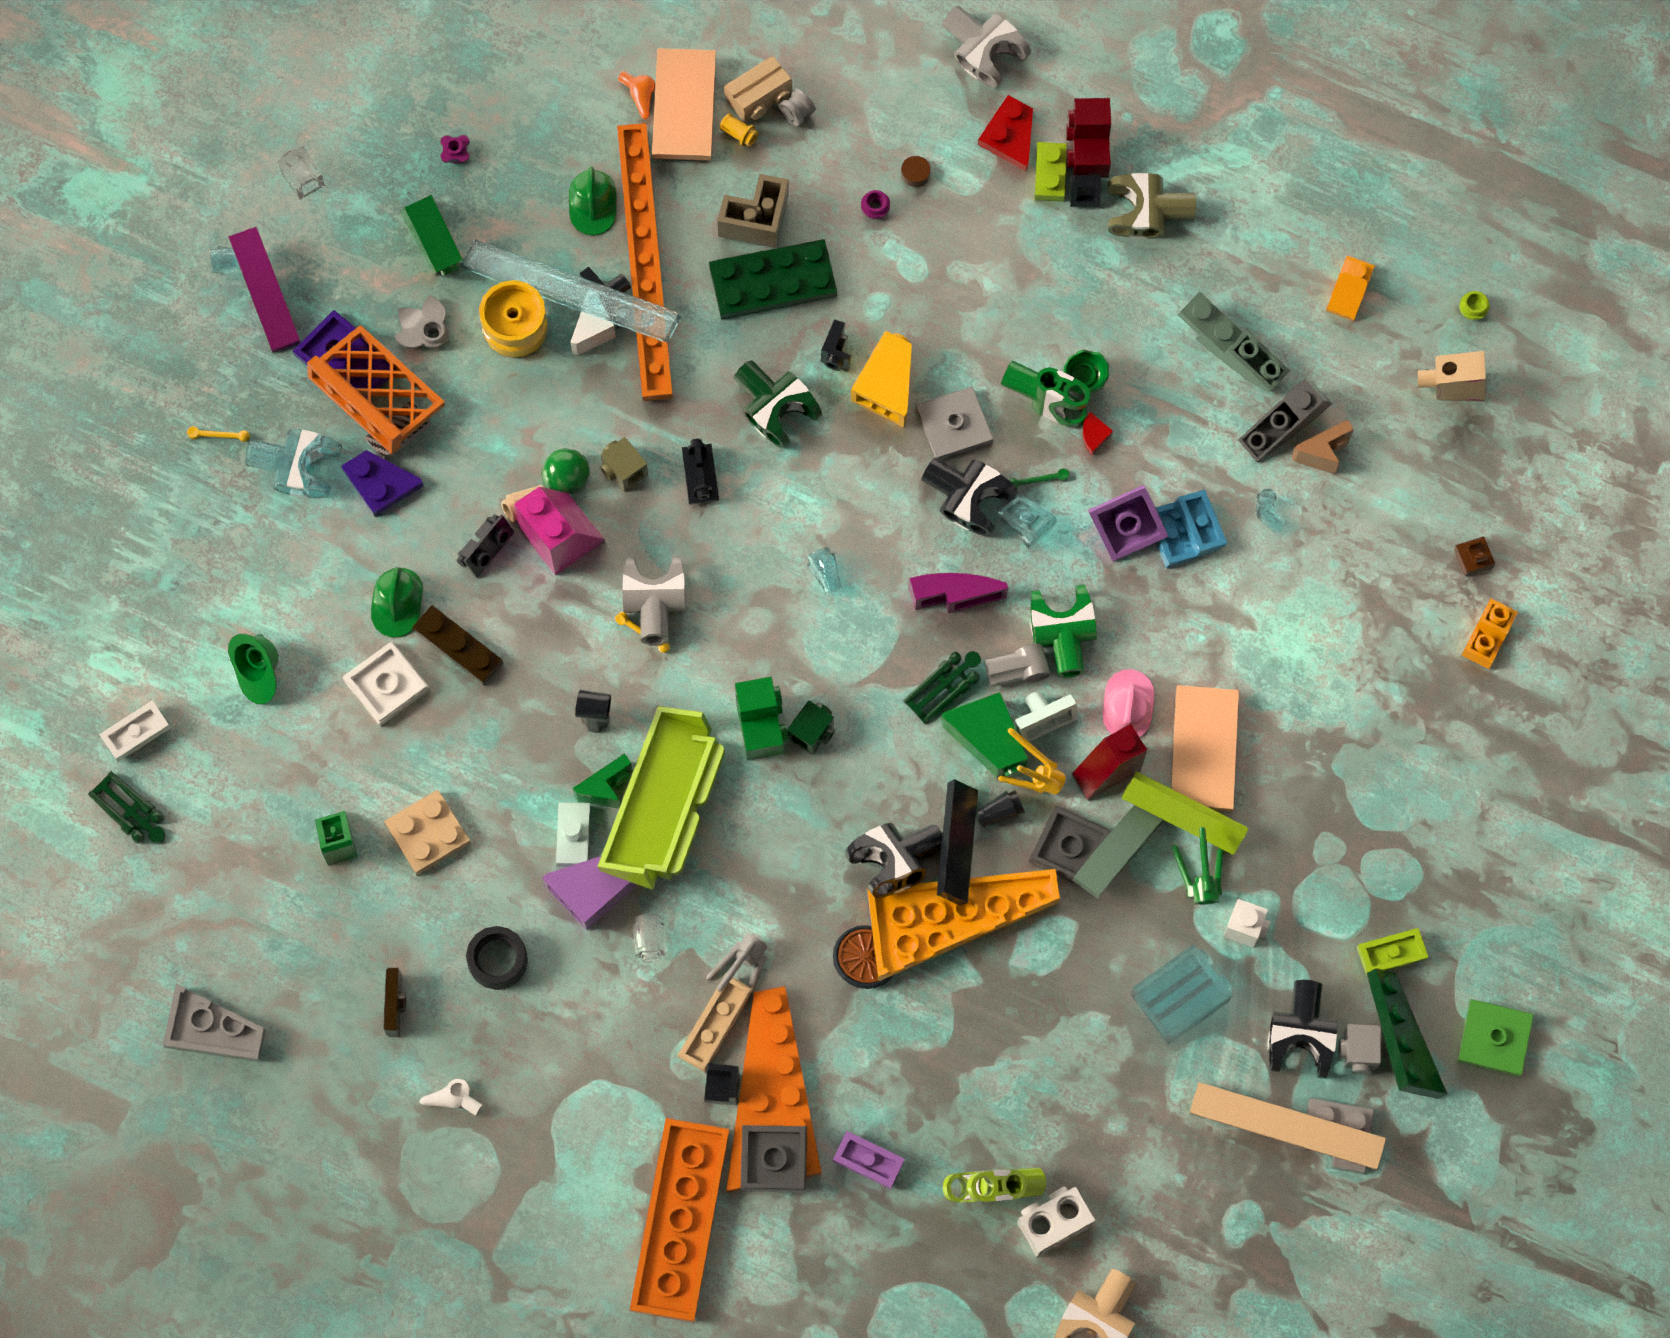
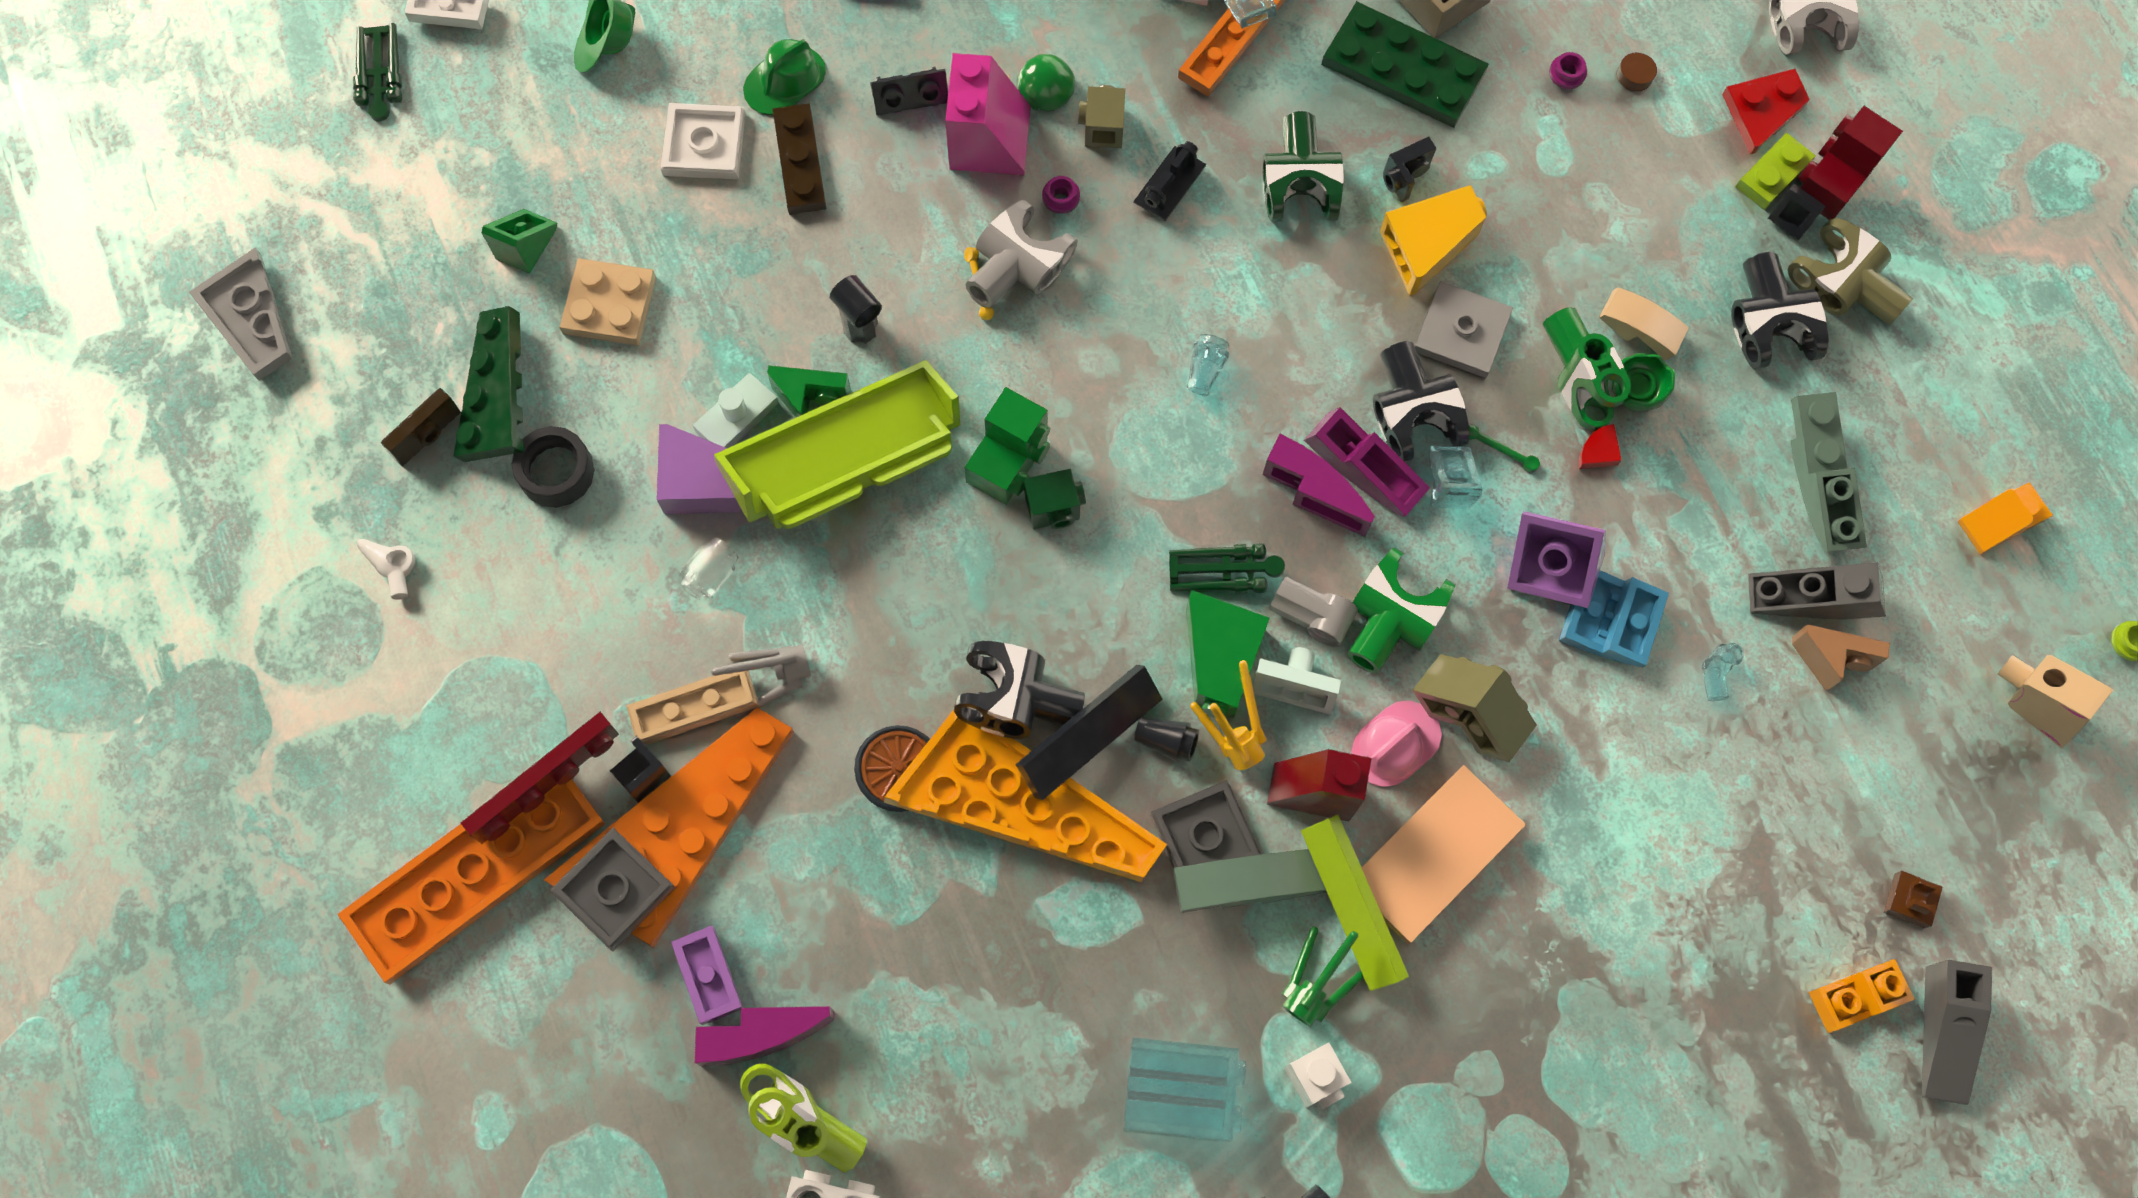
camera: 40 degrees right, 0 degrees up
(423, 953) = (490, 397): none -> dark green wing
(638, 528) = (1061, 185): none -> magenta plate
(676, 1147) = (528, 789): none -> dark red plate
(928, 1164) = (760, 1034): none -> magenta slope
(970, 552) = (1367, 462): none -> magenta slope
(1050, 333) = (1637, 316): none -> tan slope
(1125, 264) = (1777, 313): none -> black connector
(1155, 642) = (1478, 701): none -> olive brick
(1549, 610) = (1954, 1028): none -> dark grey slope

